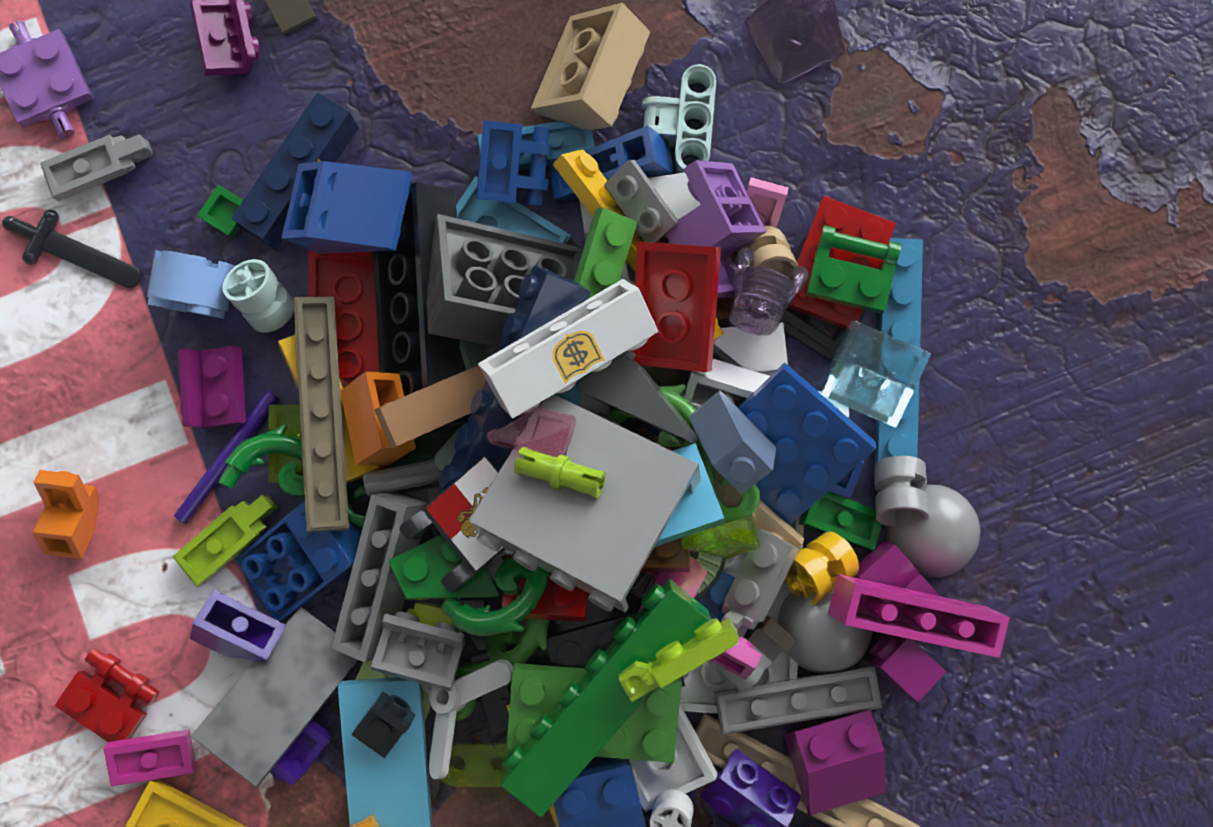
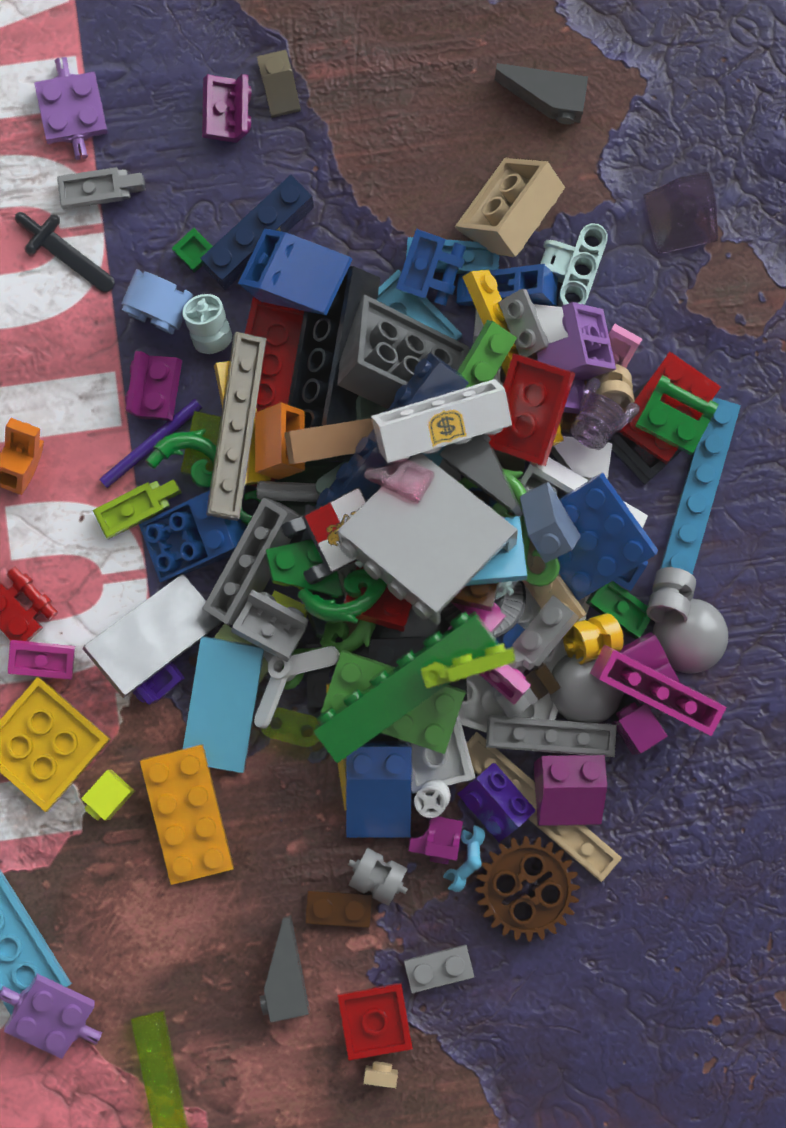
camera: 10 degrees right, 0 degrees up
(235, 629) = (131, 577): slope -> none
(384, 723) = (230, 674): black bracket -> none
(560, 472) = (413, 510): lime pin -> none
(724, 540) = (523, 594): clear neon green slope -> none
(874, 373) = (672, 499): clear light blue slope -> none

